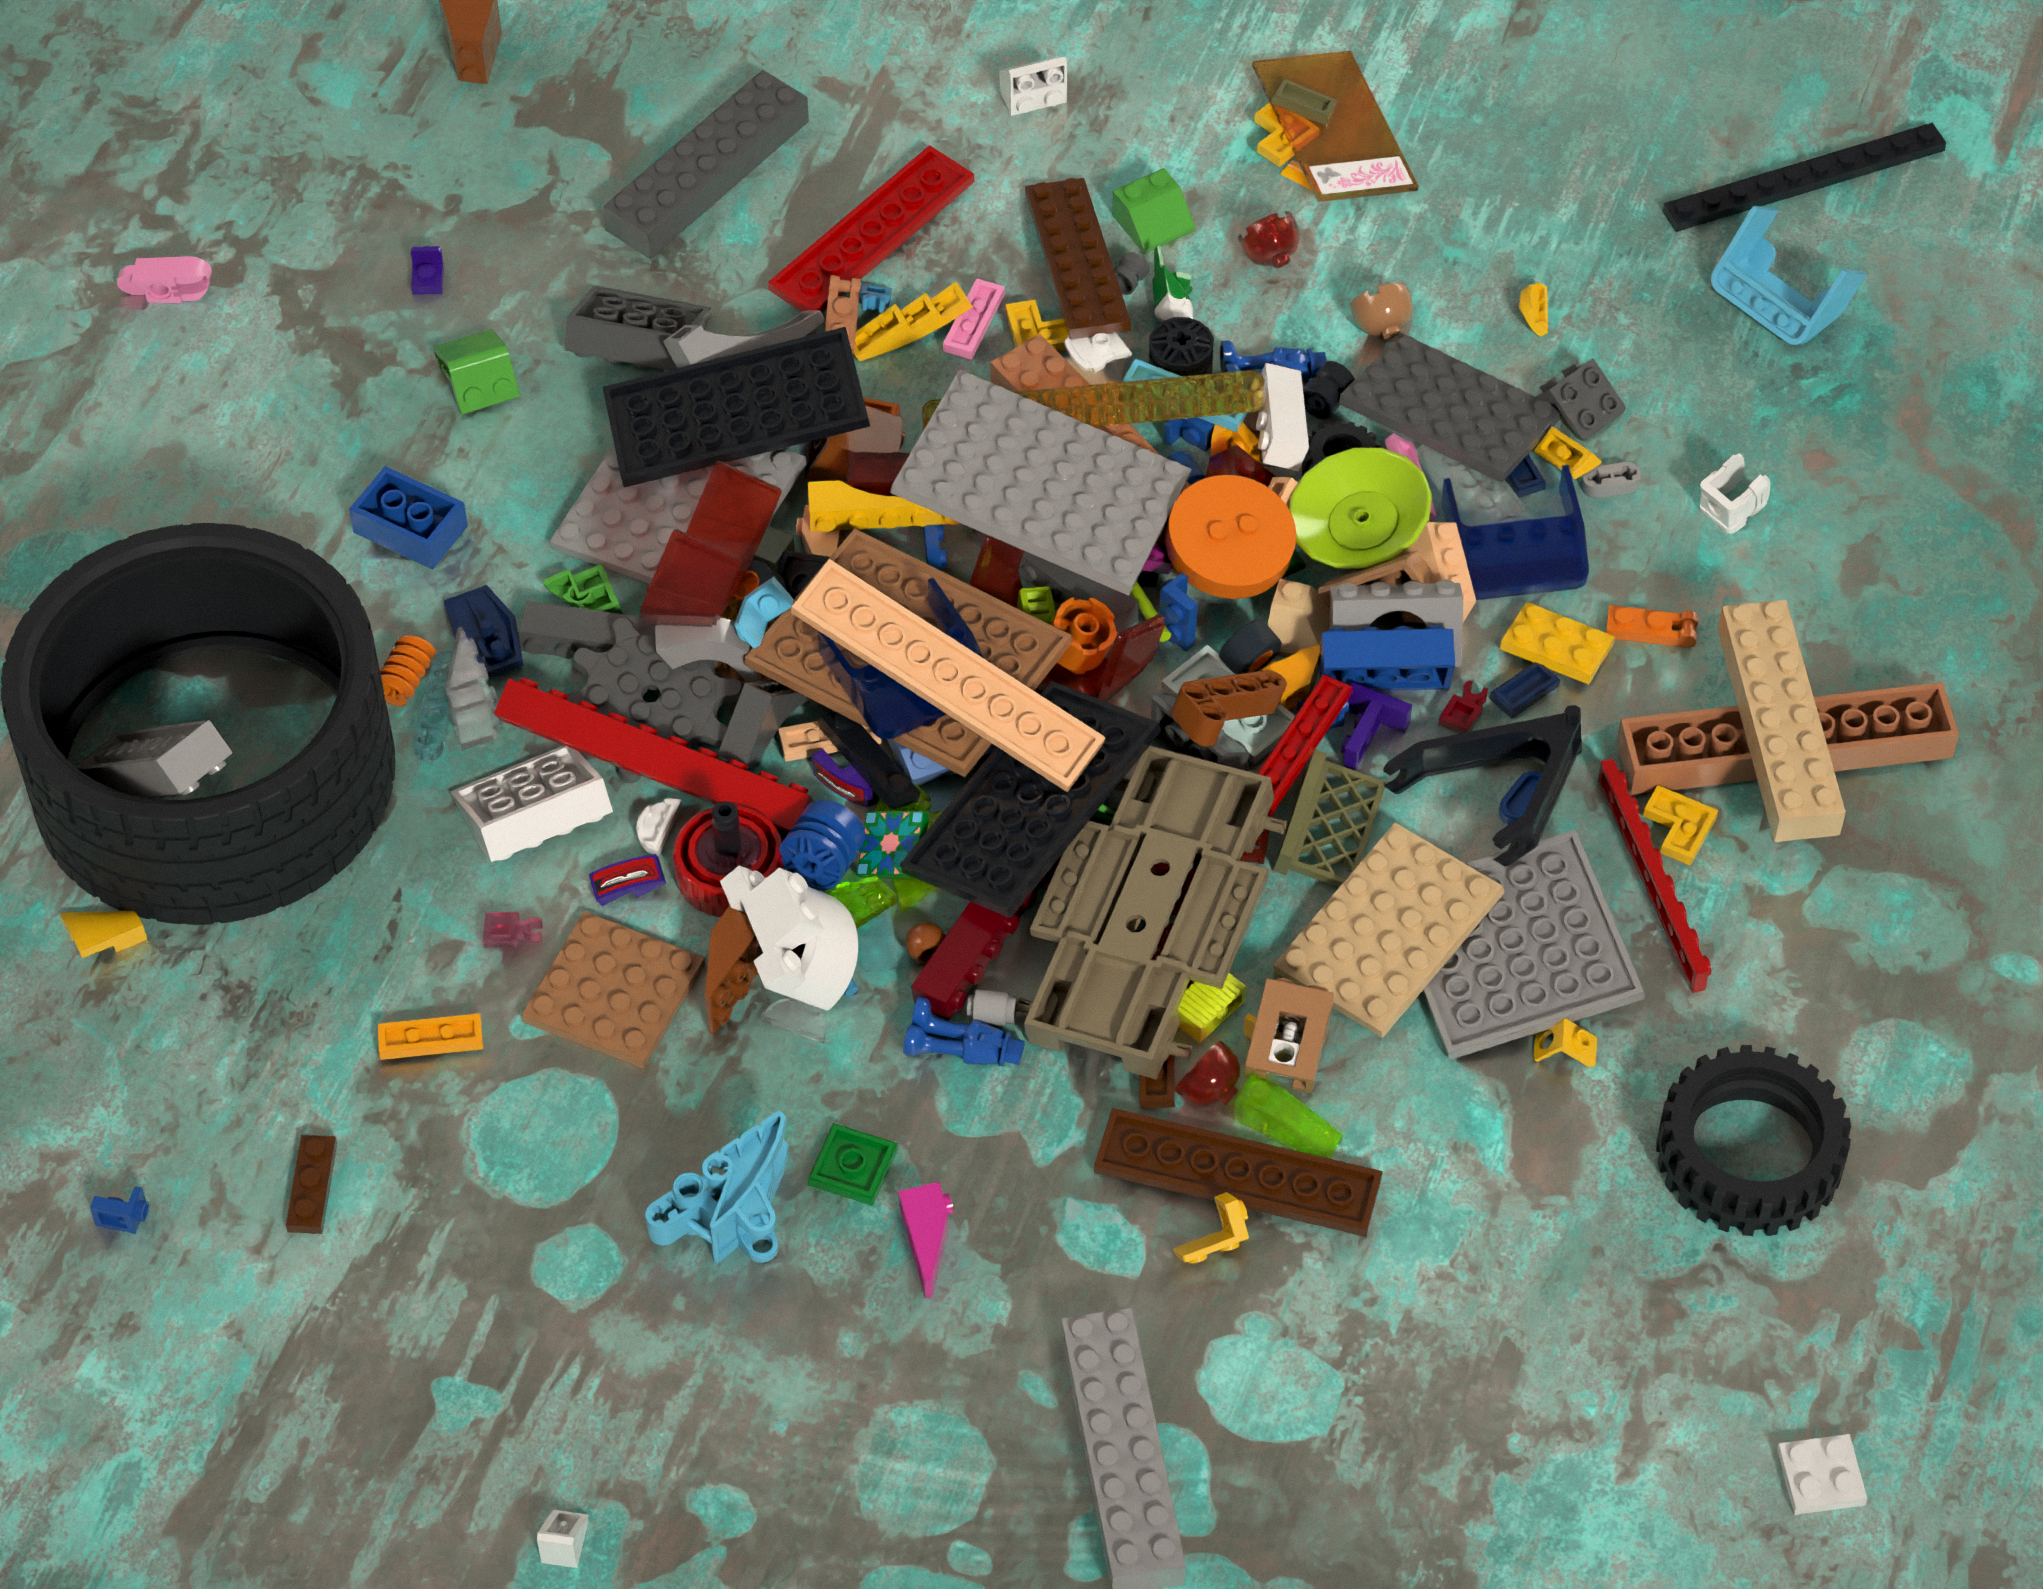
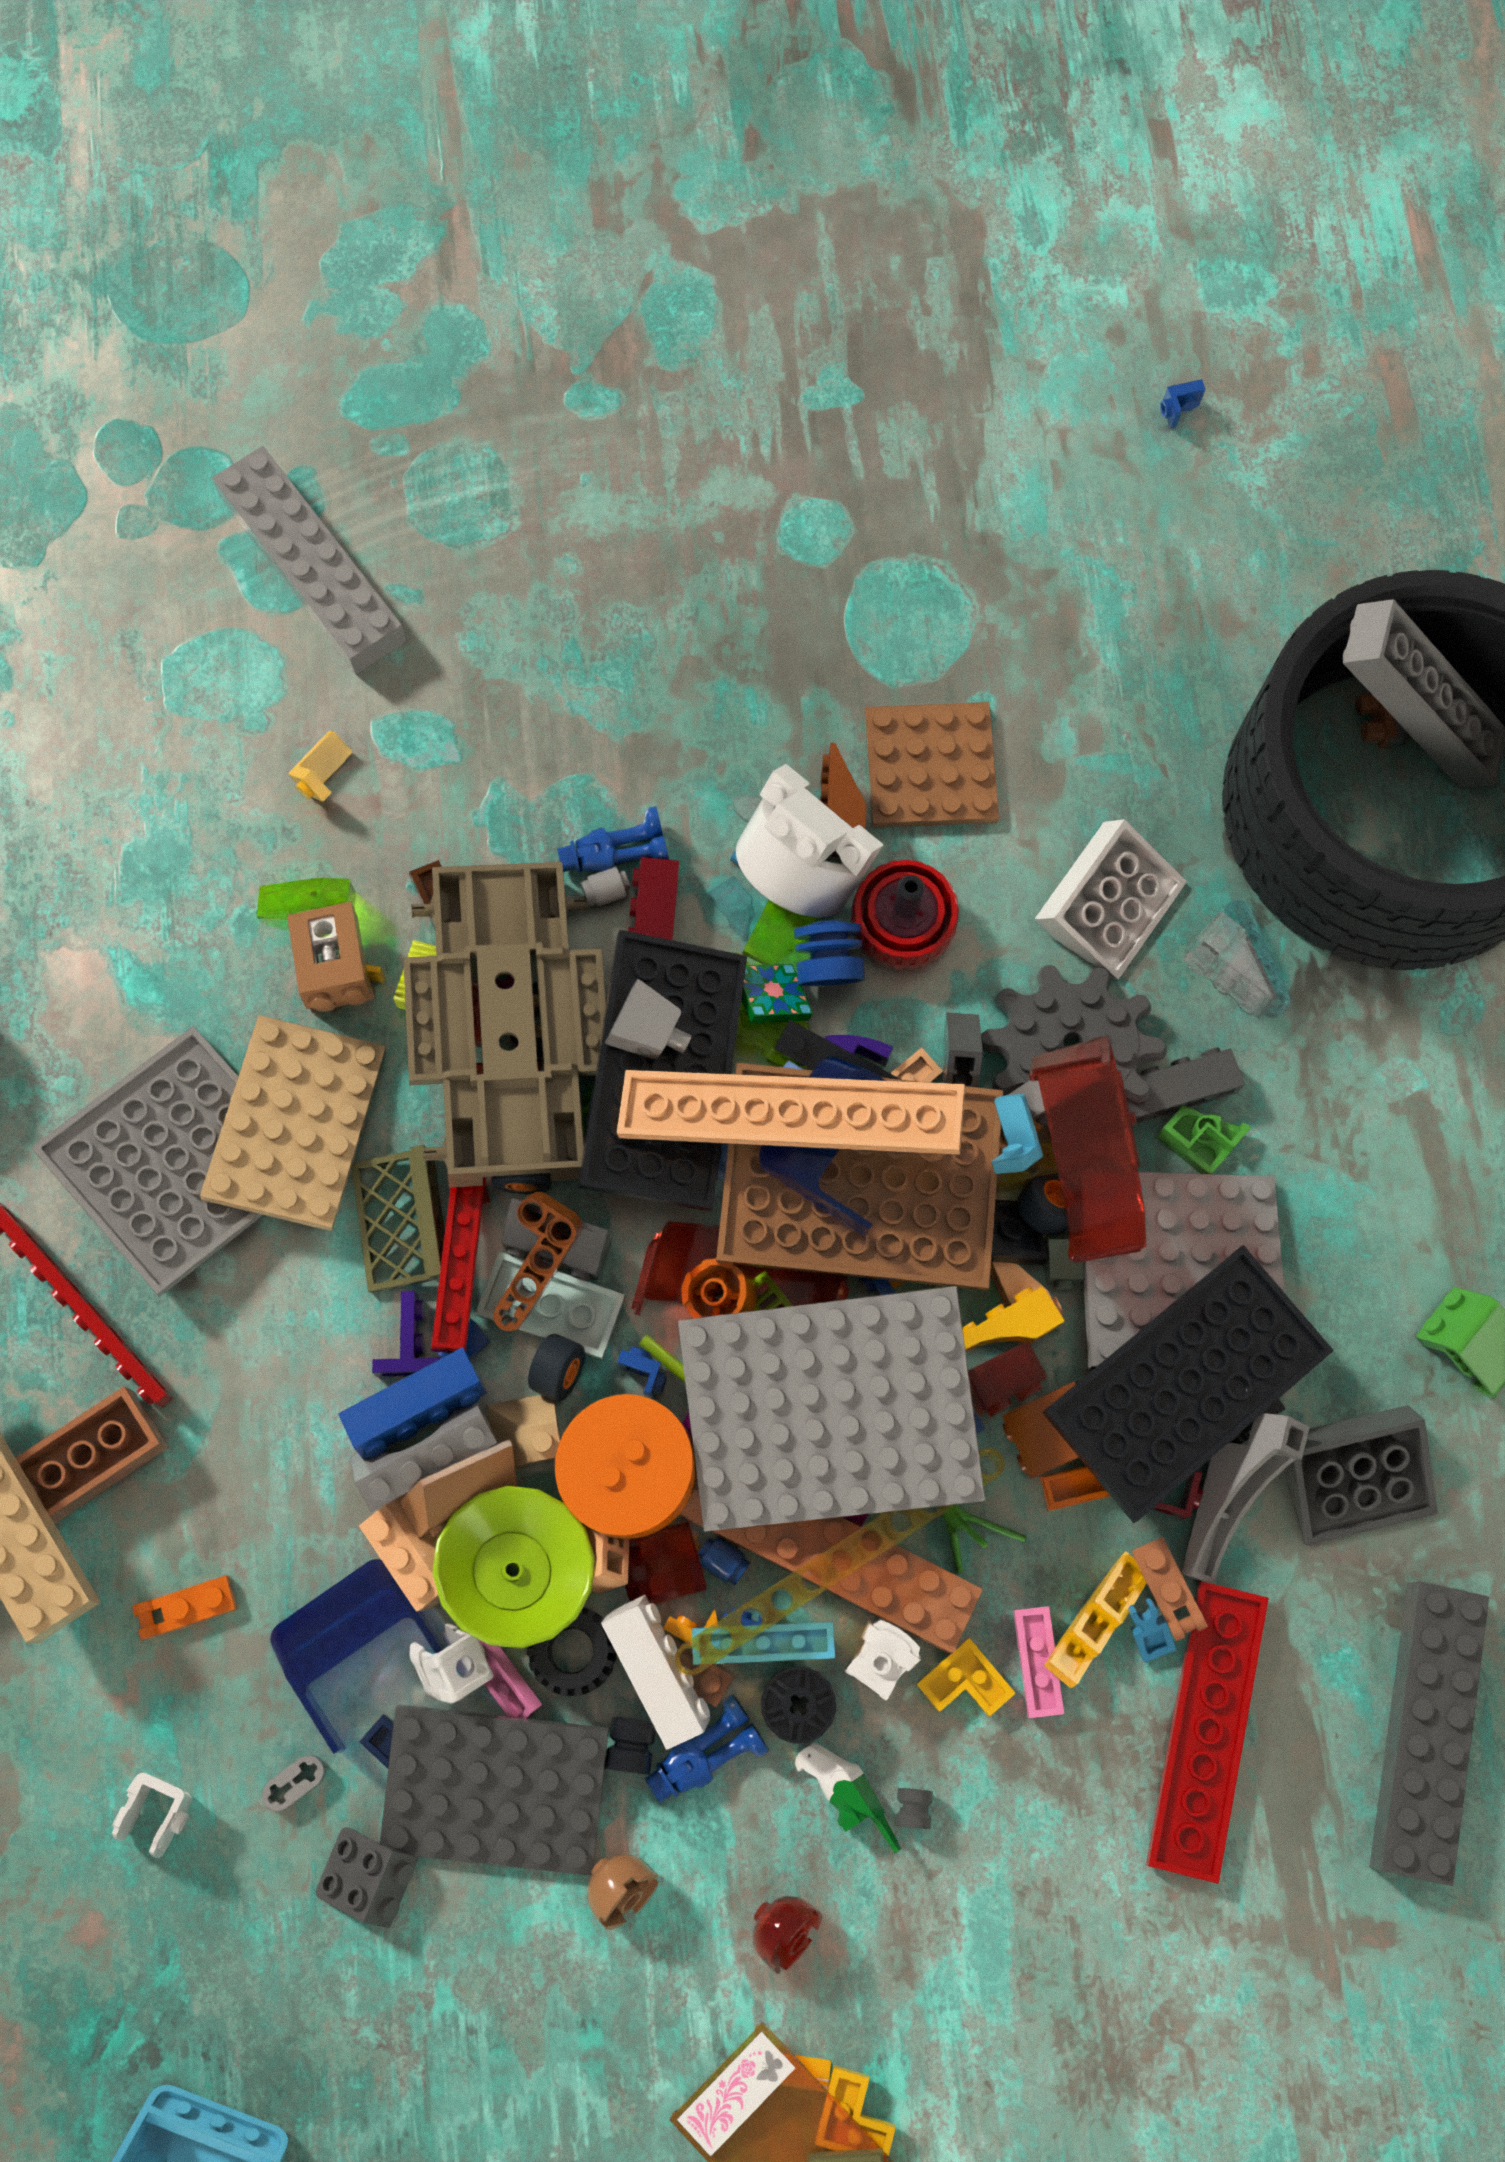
camera: 150 degrees right, 20 degrees up
(311, 1184) = (1057, 494): reddish brown plate -> none
(405, 668) = (1304, 973): orange piece -> none
(408, 517) = (1414, 1127): blue brick -> none
(430, 1036) = (1048, 649): light orange plate -> none
(491, 627) = (1268, 1054): dark blue piece -> none
(505, 930) = (1051, 770): clear pink plate -> none
(562, 1538) = (692, 315): white slope -> none
(631, 875) = (982, 866): slope -> none
(648, 755) = (1030, 974): red brick -> none
(656, 823) = (991, 928): white plate -> none
(746, 1190) = (707, 610): medium azure piece -> none
(852, 1164) = (647, 704): green tile -> none
(923, 941) = (694, 921): dark orange piece -> none
(926, 1225) = (558, 672): dark pink slope -> none
(1030, 815) = (647, 1024): none -> light grey torso
(1034, 85) = (1158, 2039): white slope -> none
(1077, 258) = (973, 1789): reddish brown plate -> none
(1152, 210) = (932, 1913): bright green slope -> none
(1211, 1078) = (387, 901): clear red cylinder -> none
(1257, 1173) = (326, 836): reddish brown plate -> none
(1299, 672) = (502, 1359): light orange slope -> none
(1450, 459) = (439, 1669): none -> white piece
(1465, 711) = (326, 1402): dark red plate -> none
(1518, 797) = (233, 1339): blue tile -> none
(1524, 689) = (281, 1468): dark blue tile -> none
(1534, 307) = (466, 1992): yellow plate -> none
(1546, 740) = (221, 1398): black piece -> none
(1557, 642) = (268, 1536): yellow plate -> none
(1562, 450) = (349, 1789): yellow slope -> none
(1568, 1039) = (89, 1086): yellow bracket -> none
(1688, 822) = (62, 1377): yellow plate -> none

